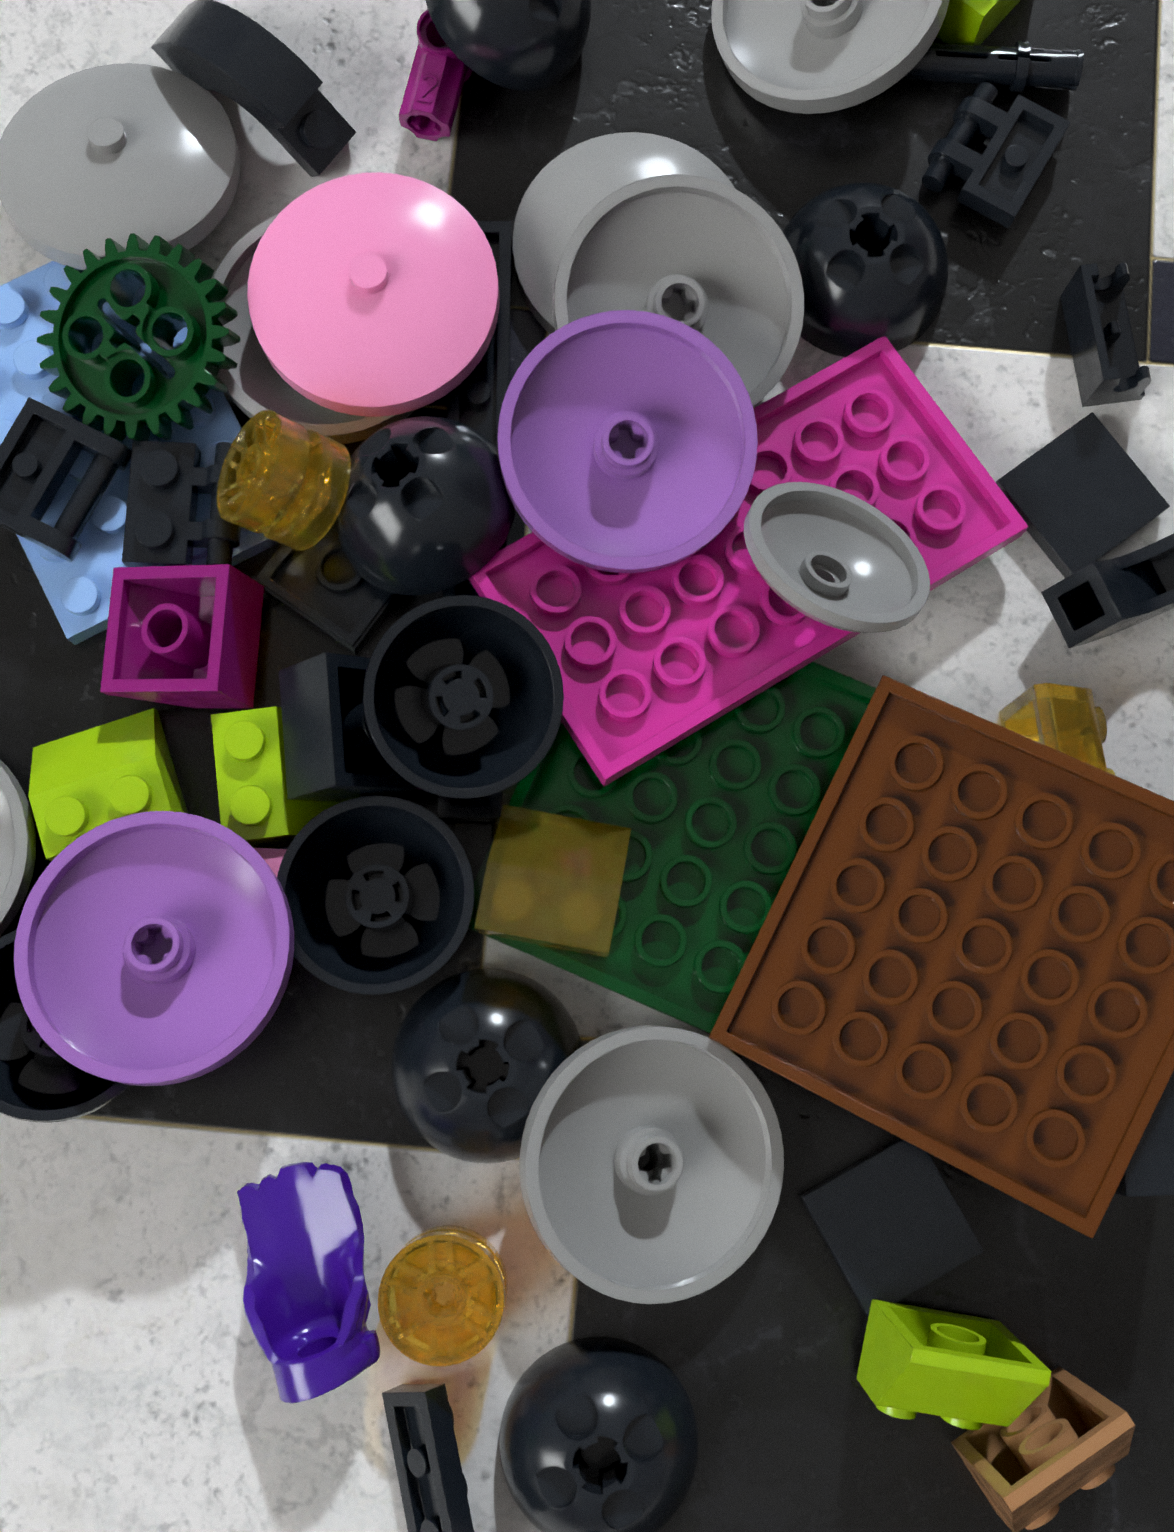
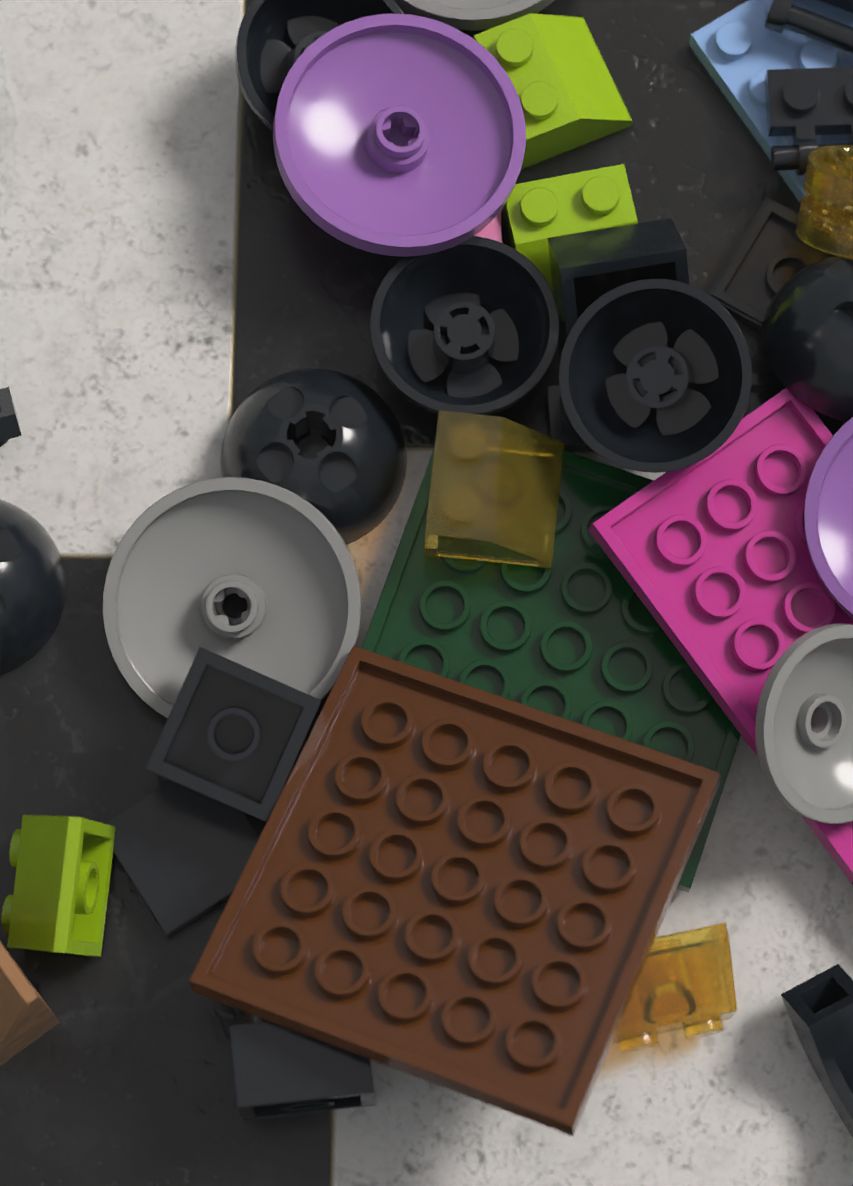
camera: 85 degrees right, 5 degrees down
(183, 636) = (701, 136): magenta slope -> none
(307, 1279) = (109, 307): dark purple hair -> none
(460, 1327) = (89, 401): clear yellow wheel -> none
(802, 1171) = (233, 734): none -> black brick

